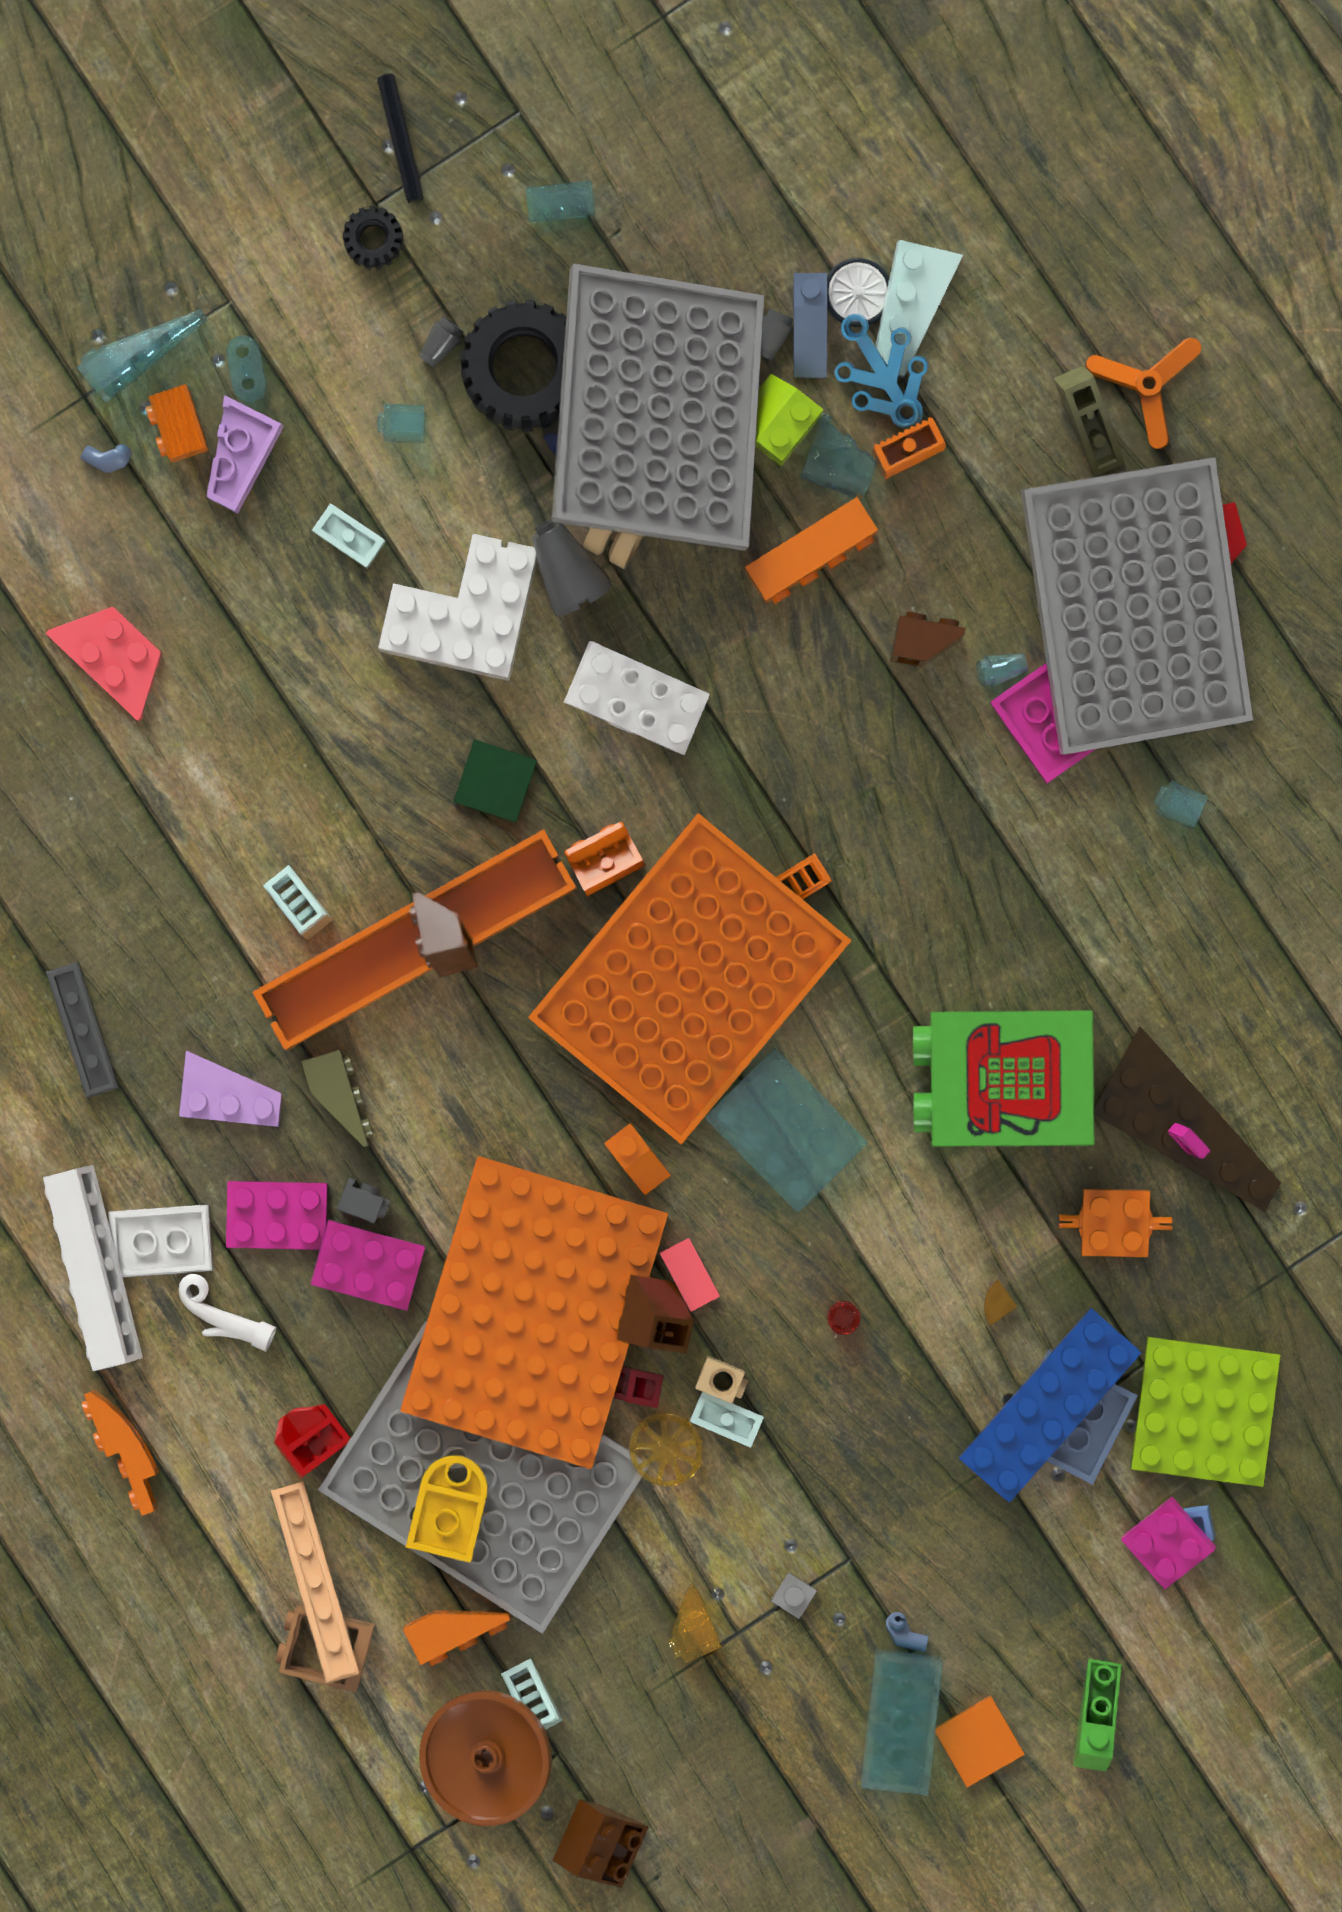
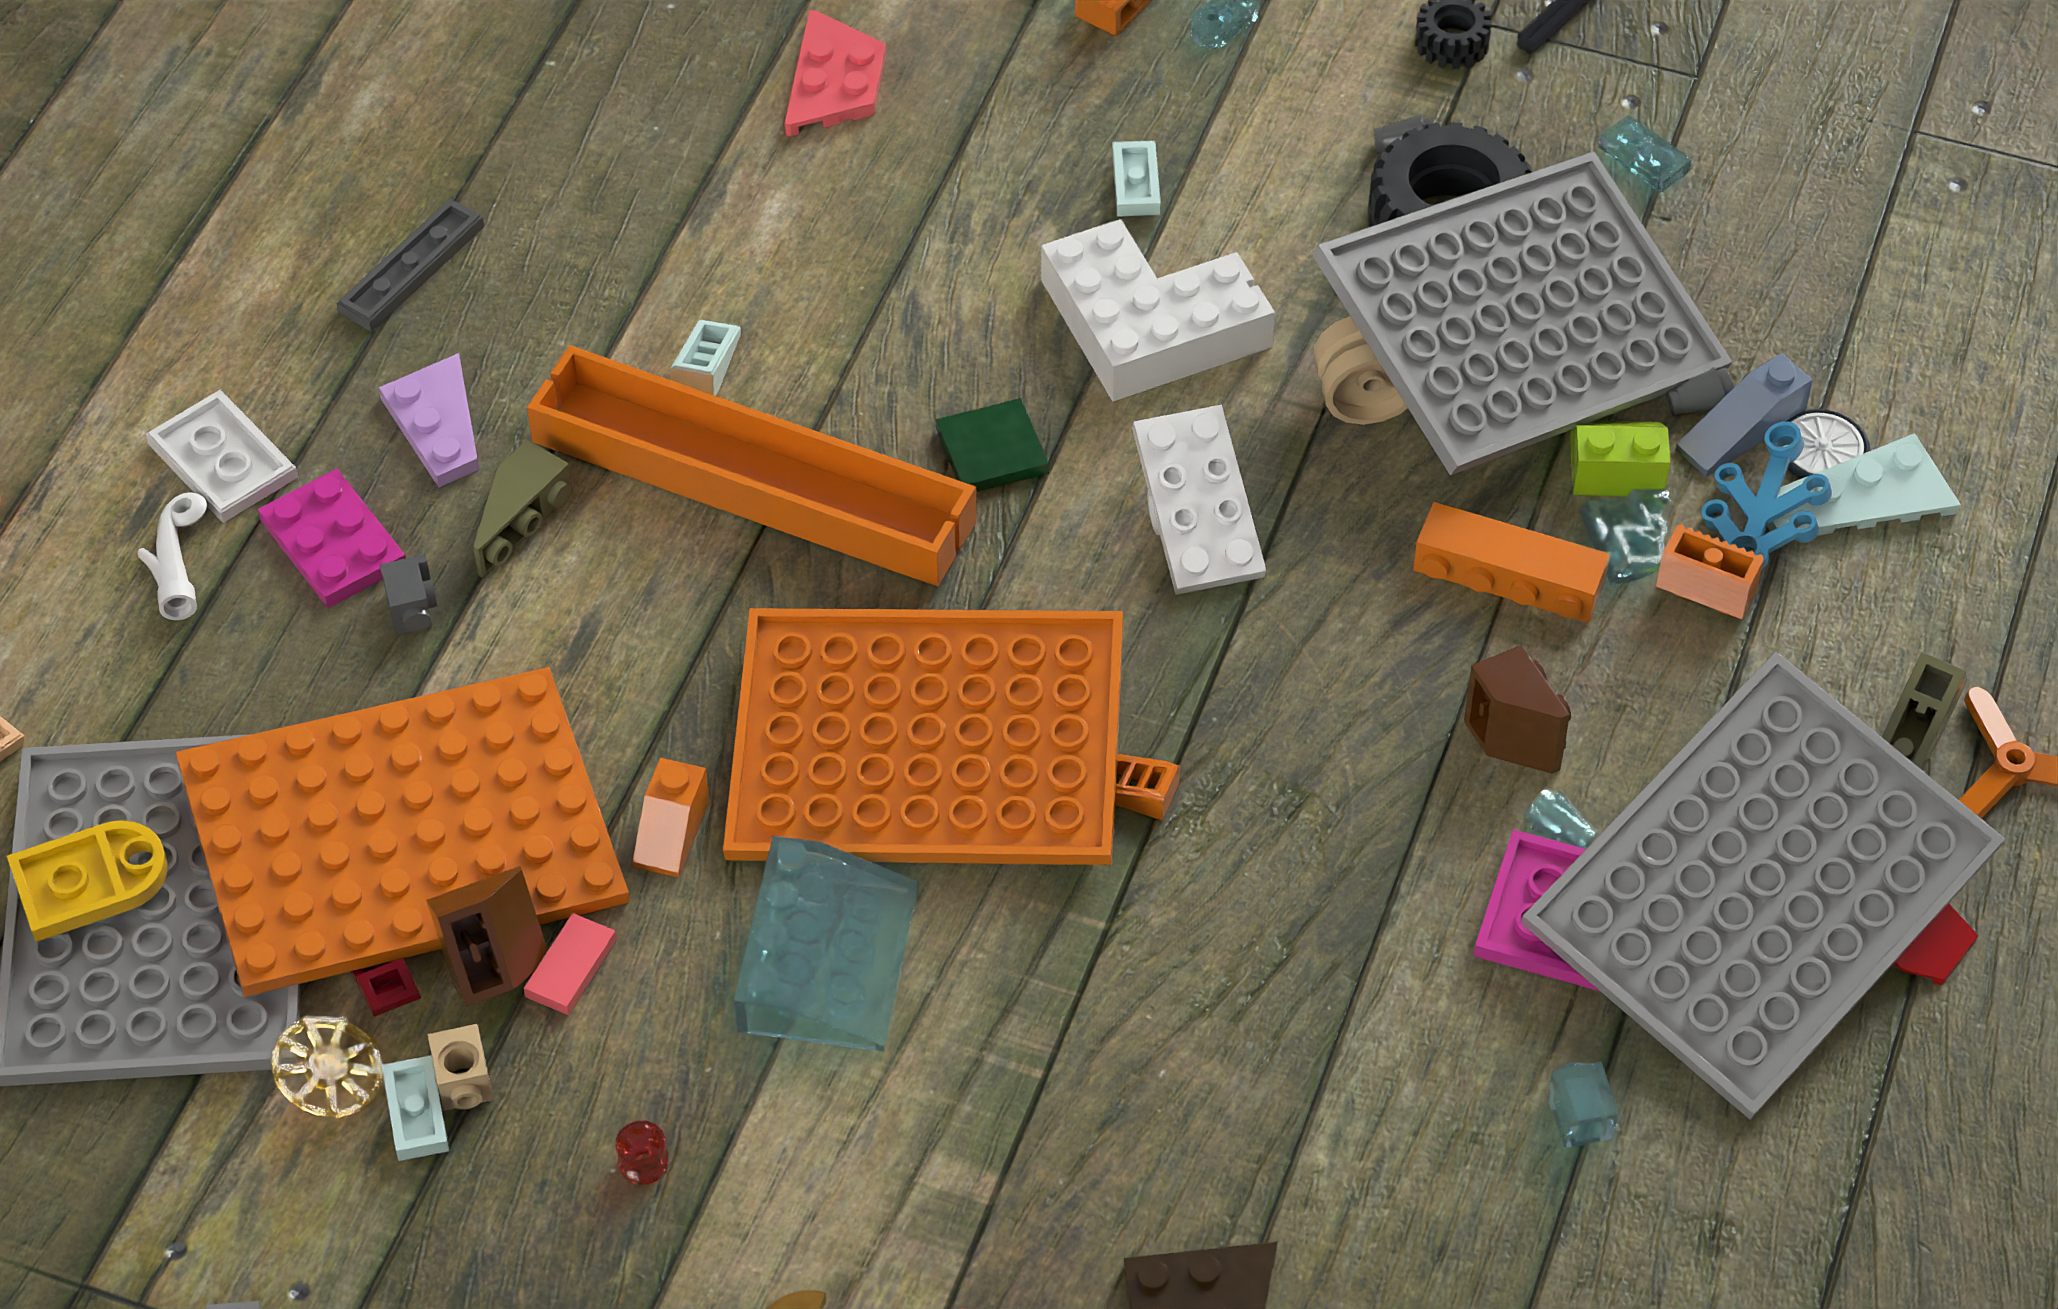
camera: 50 degrees right, 35 degrees down
(92, 1268) = (141, 403): white brick -> none
(241, 453) = (1144, 53): lavender wing -> none
(309, 1437) = (78, 707): red slope -> none
(367, 1265) = (336, 644): dark pink plate -> none
(402, 423) = (1295, 153): clear light blue brick -> none
(443, 937) = (768, 446): slope -> none
(567, 569) = (1276, 350): dark grey cone -> none
(604, 858) = (995, 576): orange bracket -> none
(693, 1628) = (112, 1235): clear yellow slope -> none
(1006, 1078) = (1089, 1120): bright green brick -> none

